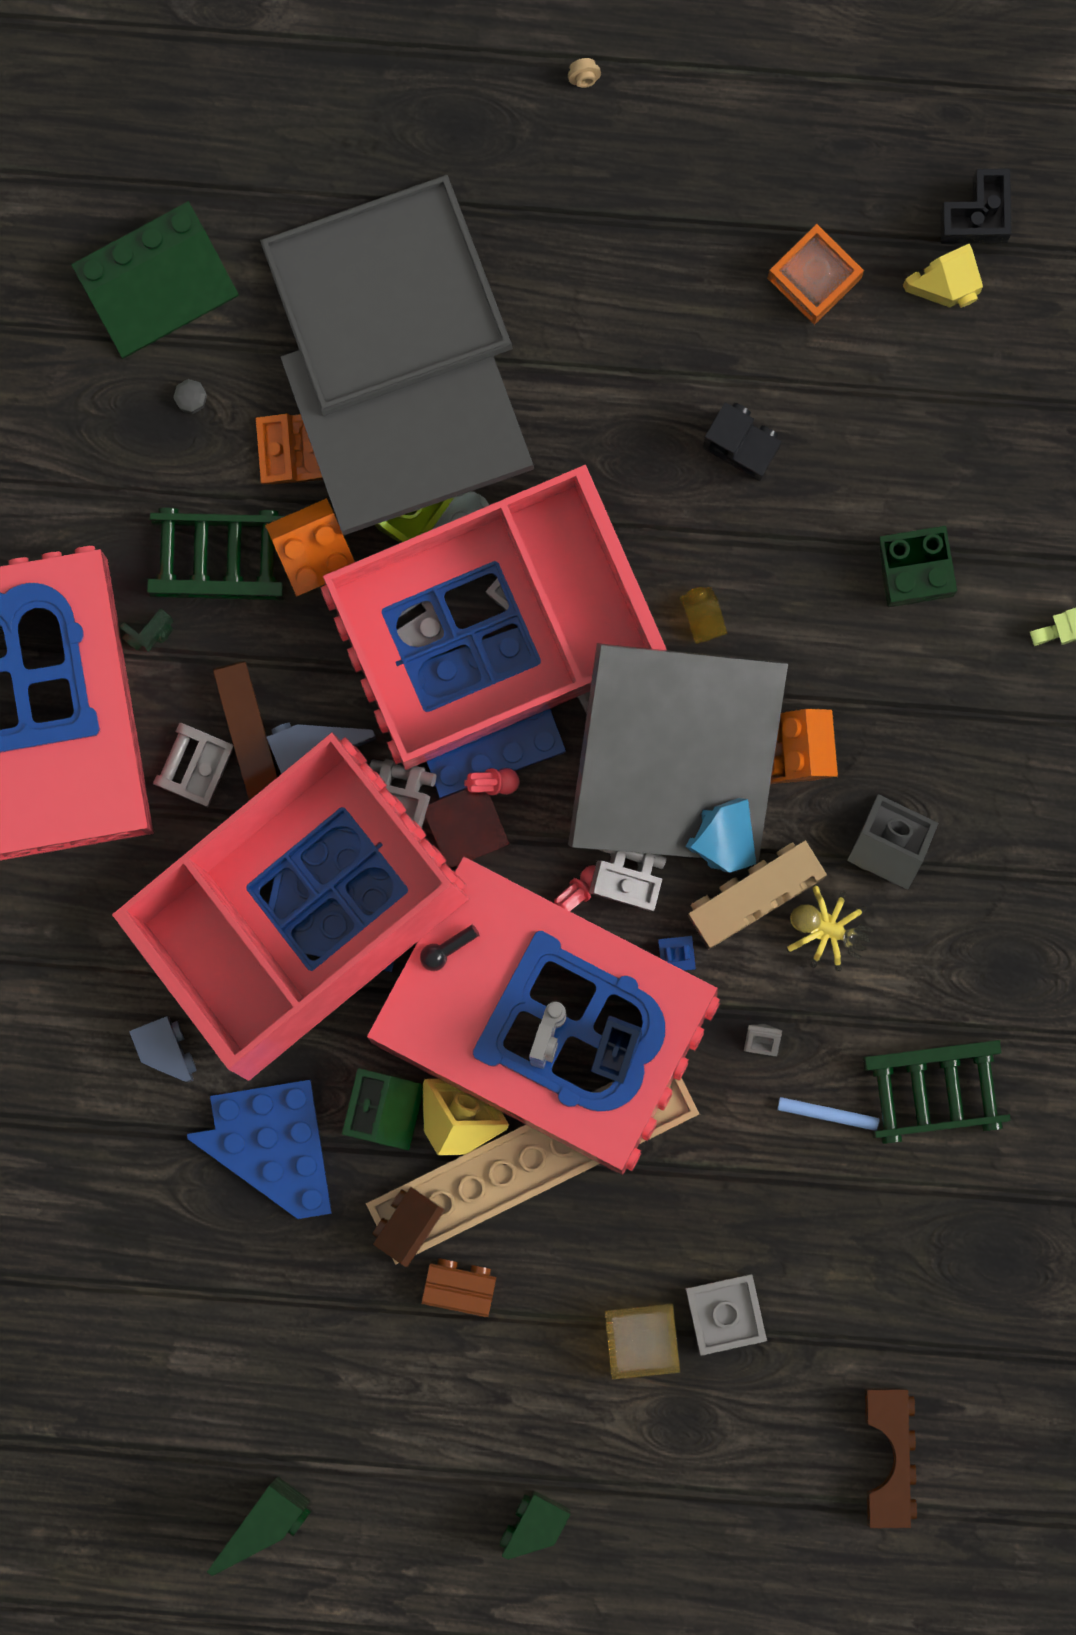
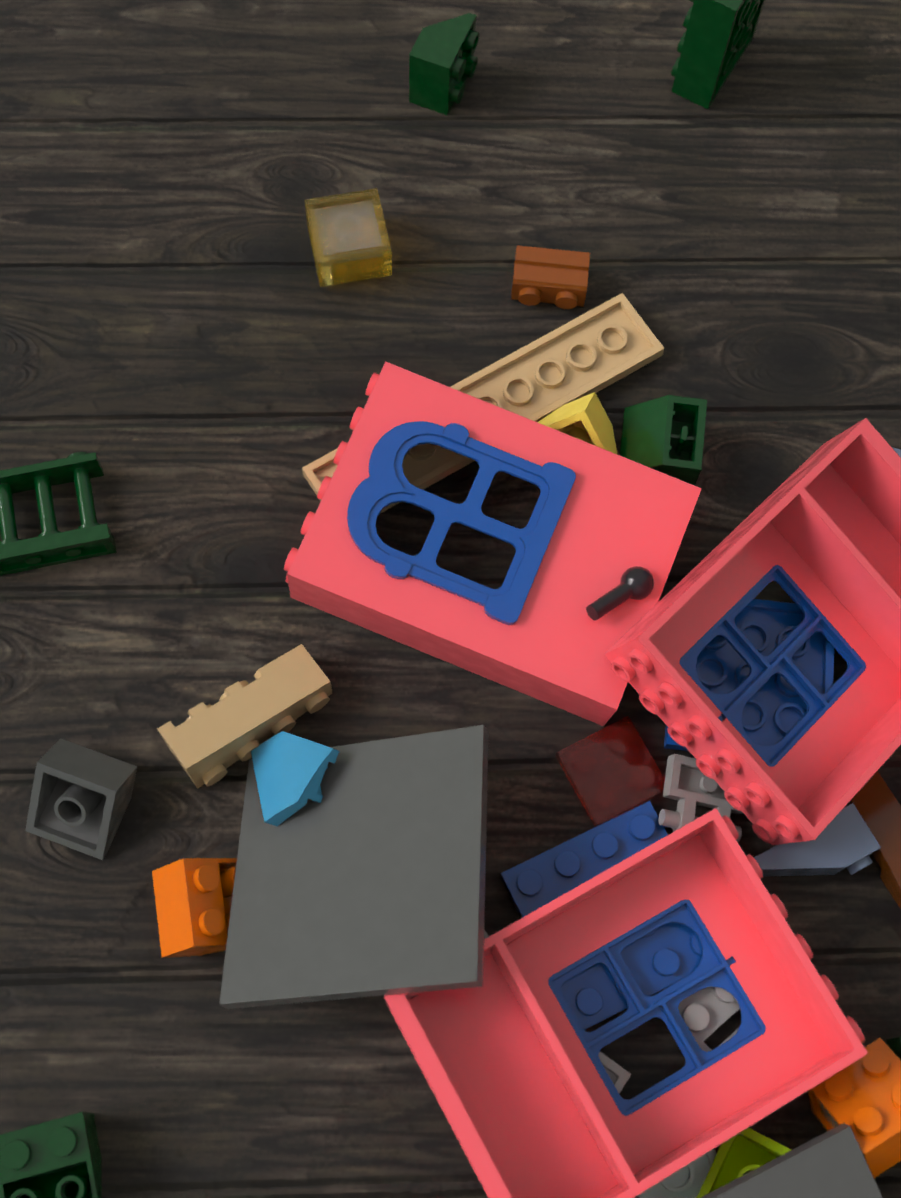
camera: 170 degrees right, 15 degrees down
(272, 1144) = (772, 404): blue wing -> none
(408, 1225) = (616, 313): reddish brown slope -> none
(493, 781) = (589, 821): coral axle -> none
(545, 1043) = (491, 478): light grey plate -> none
(577, 891) = (466, 704): coral axle -> none
(616, 1049) = (402, 485): dark blue slope -> none
(627, 885) = (408, 712): light grey plate -> none
(678, 952) = (341, 644): blue tile -> none
(703, 614) = (339, 1075): clear yellow bracket -> none
(726, 1314) = (259, 276): light grey plate -> none
(763, 1039) = (232, 558): light grey slope -> none
(823, 926) = (164, 686): animal -> none
(828, 1114) = (154, 486): light blue bar -> none
(890, 1502) = (77, 124): reddish brown arch -> none

